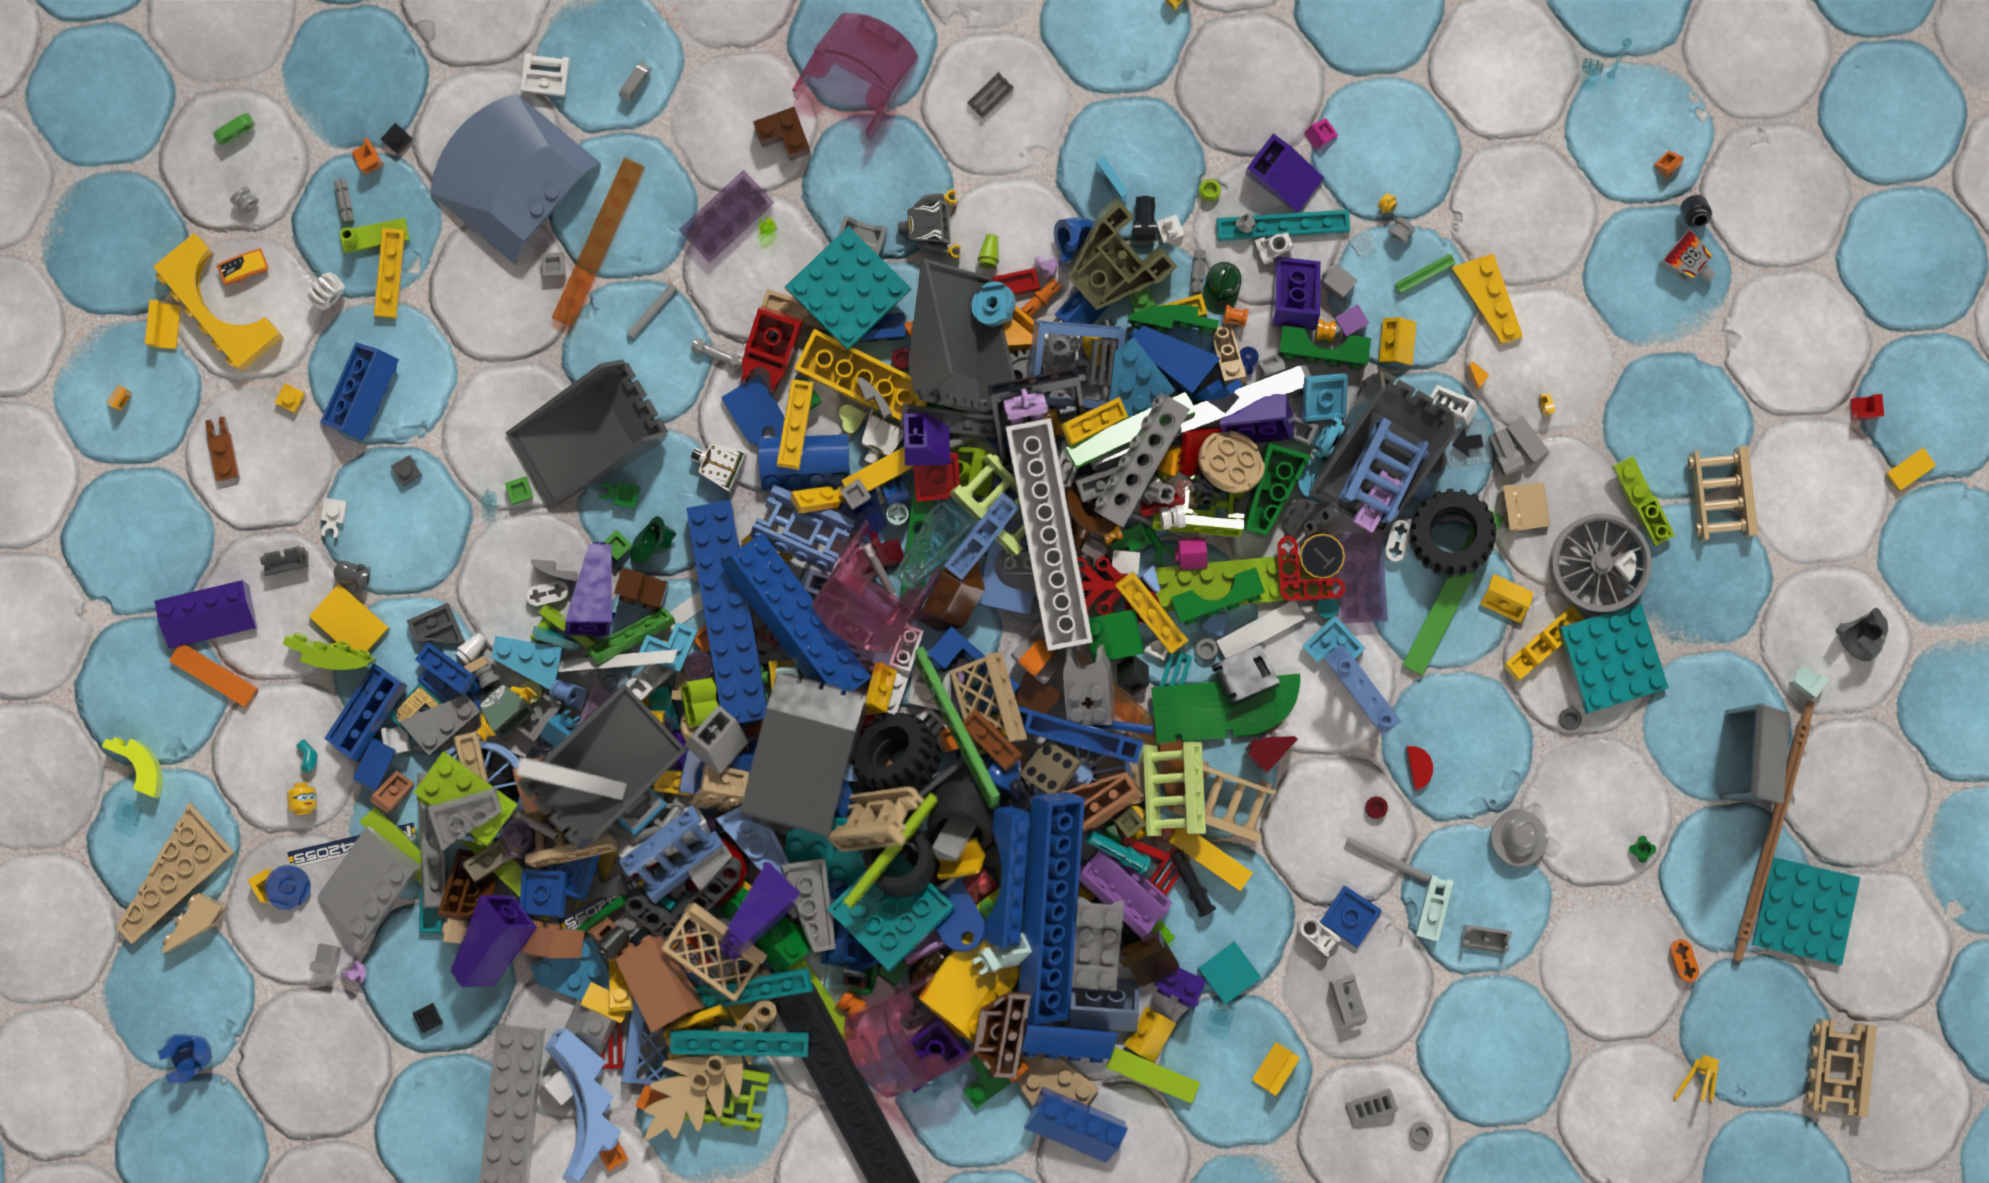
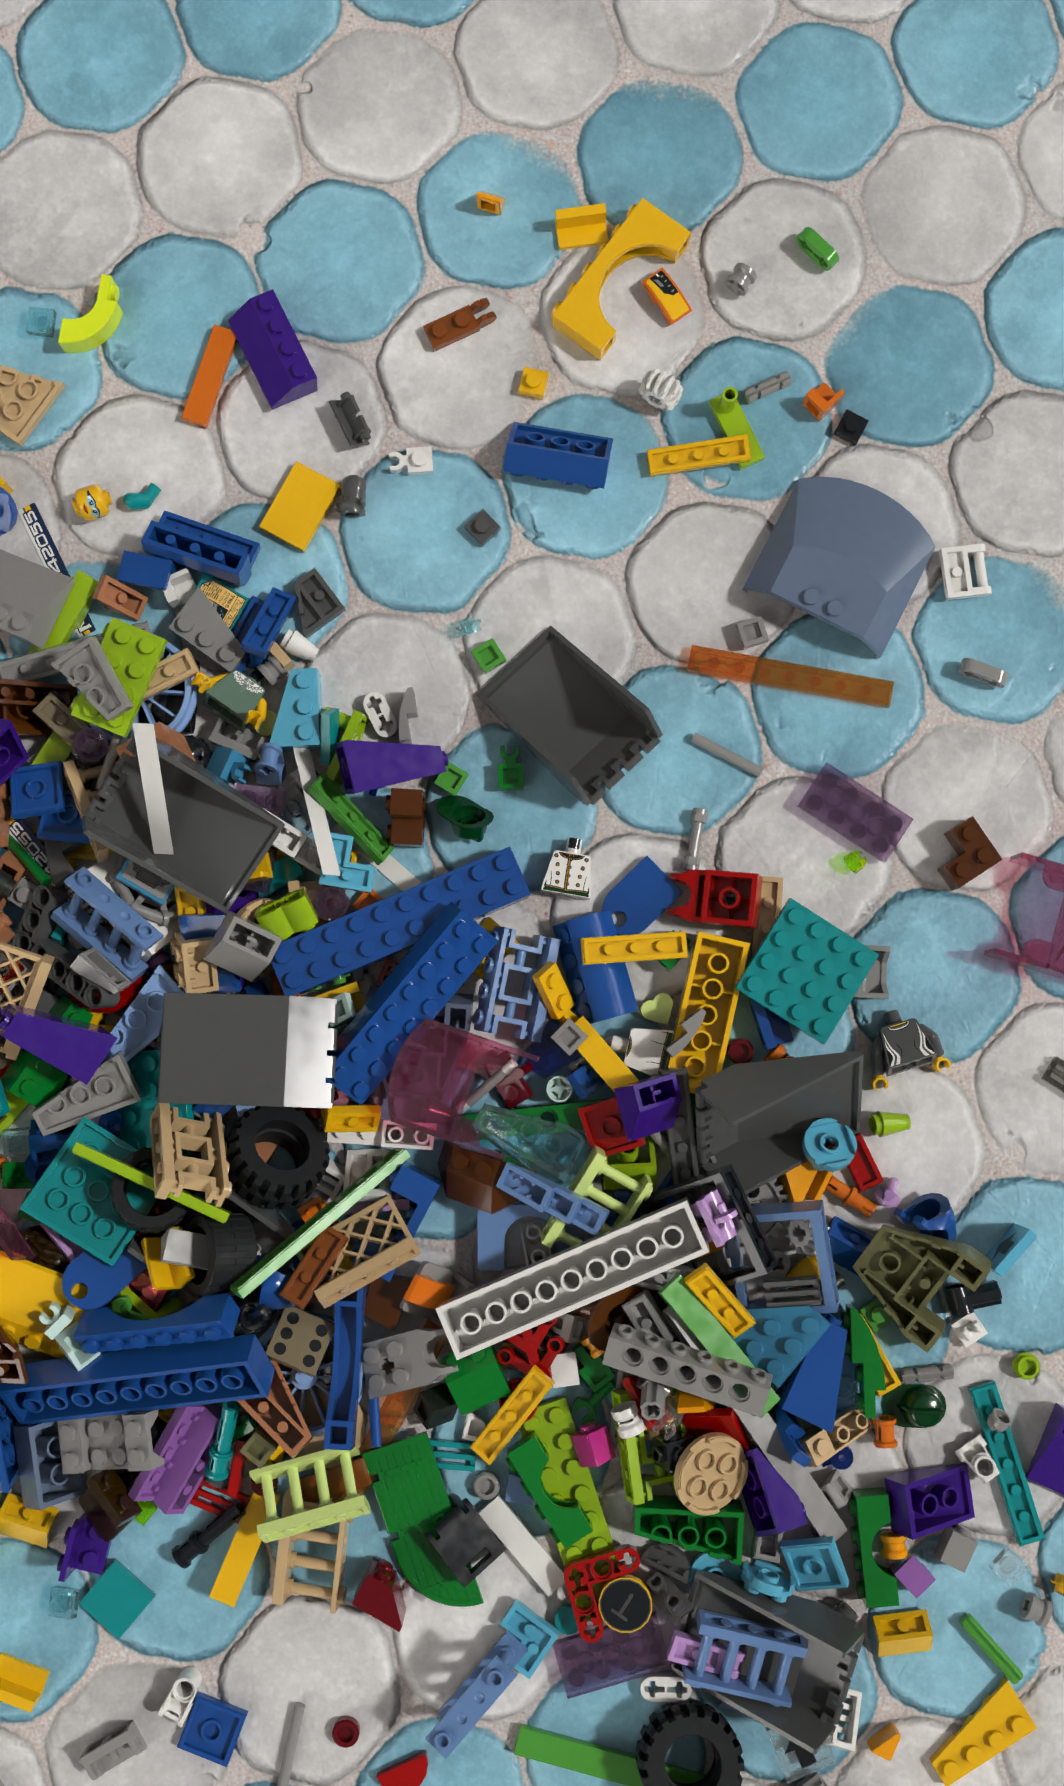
camera: 80 degrees right, 0 degrees up
(335, 656) = (254, 498): lime slope -> none
(855, 978) = (15, 1166): black slope -> none
(1149, 579) = (552, 1401): light blue slope -> none

